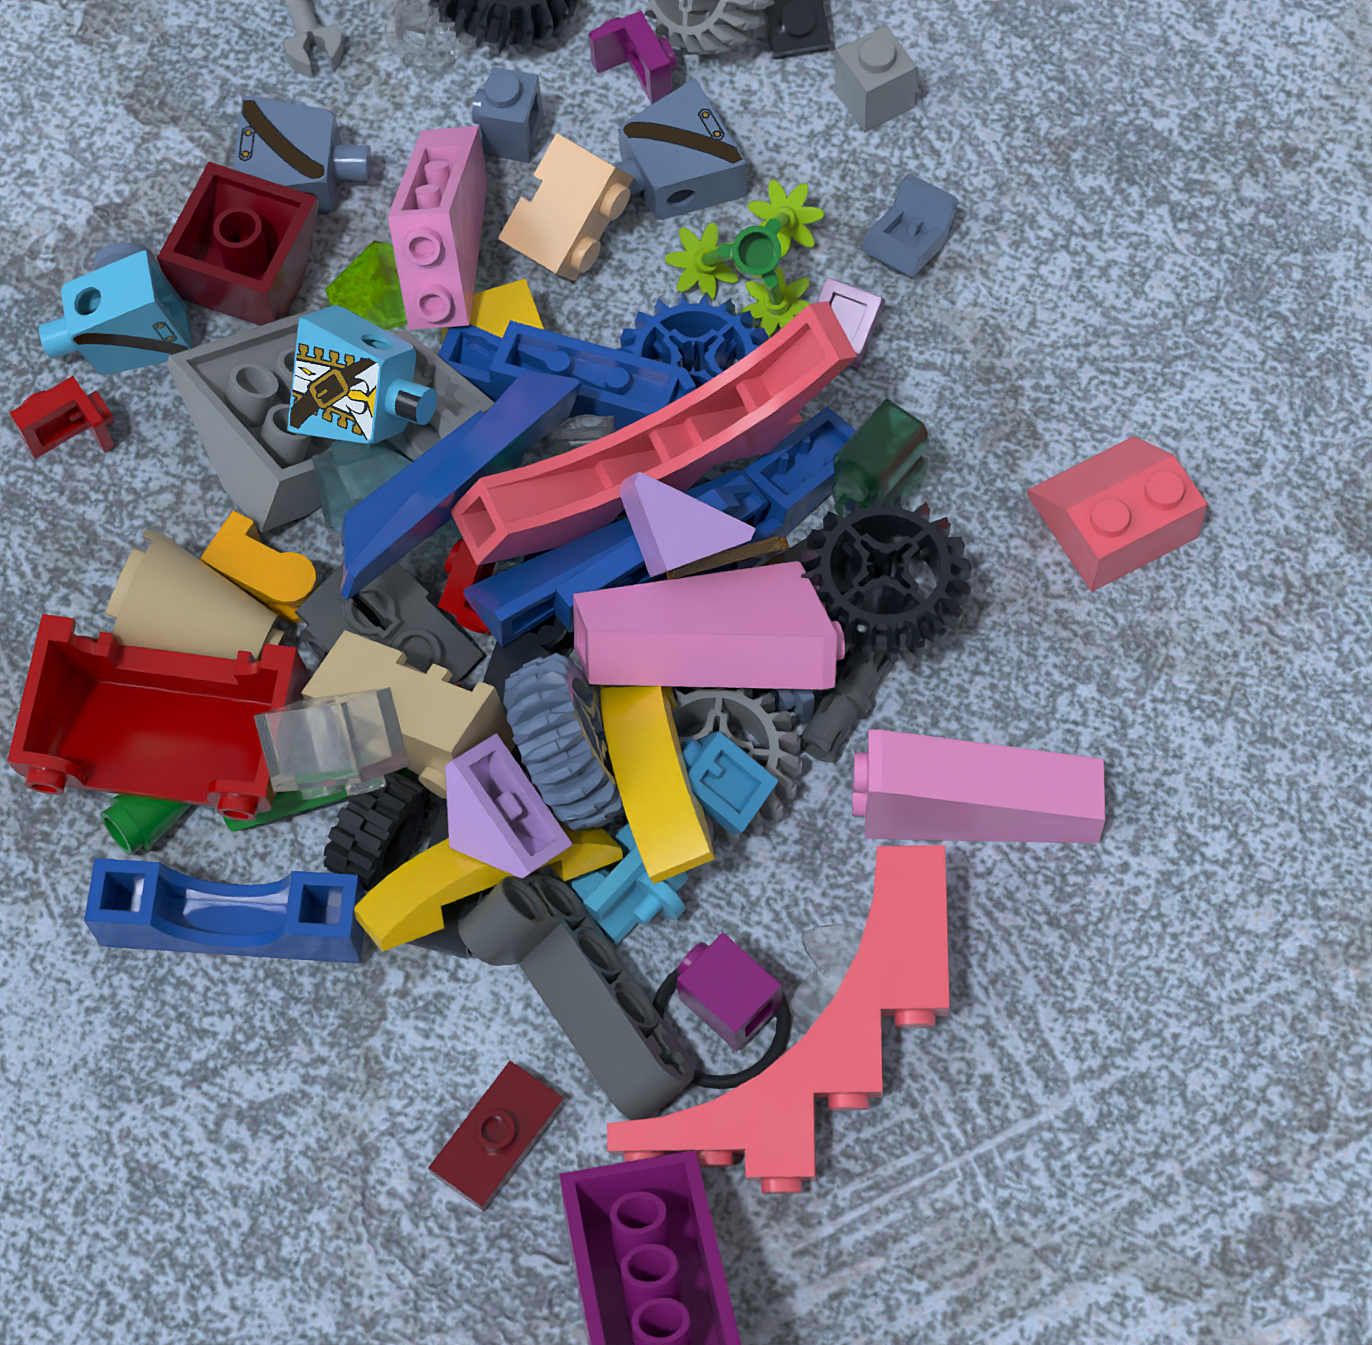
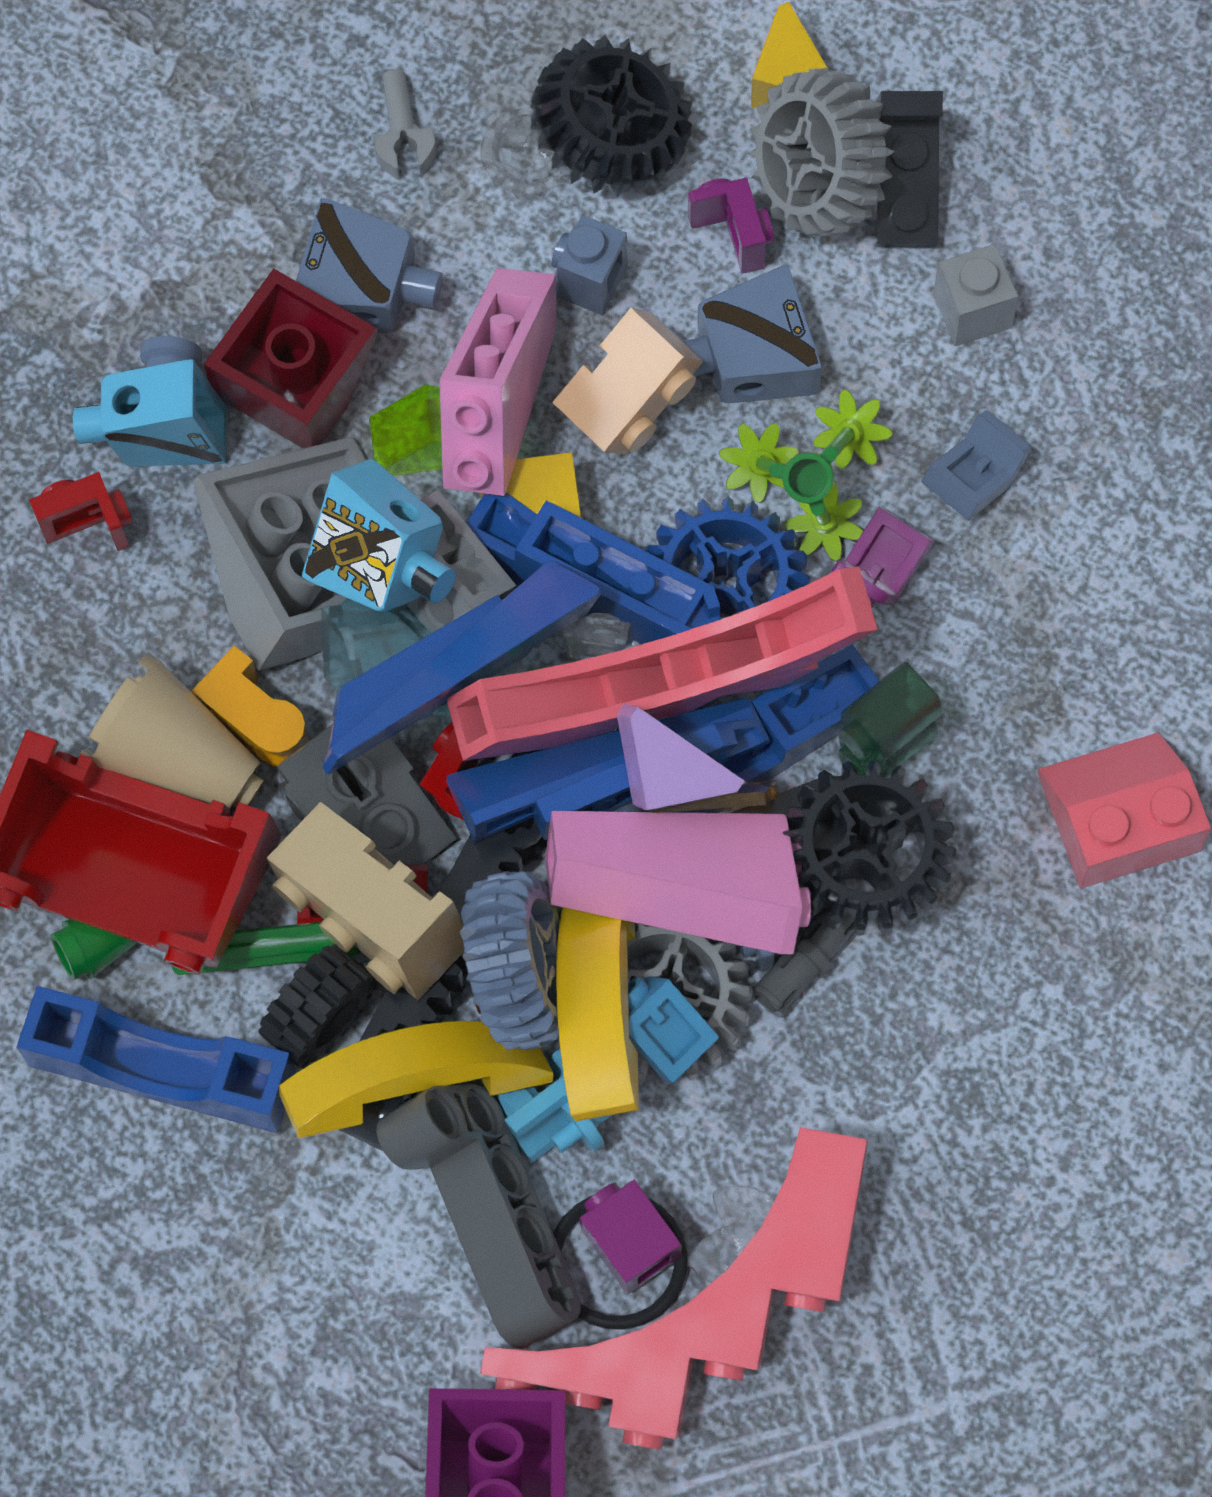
camera: 10 degrees right, 5 degrees up
(333, 743) = (286, 920): clear brick -> none
(496, 1136) = (378, 1332): dark red plate -> none
(498, 812) = (436, 1023): lavender slope -> none
(975, 791) = (915, 1081): bright pink slope -> none

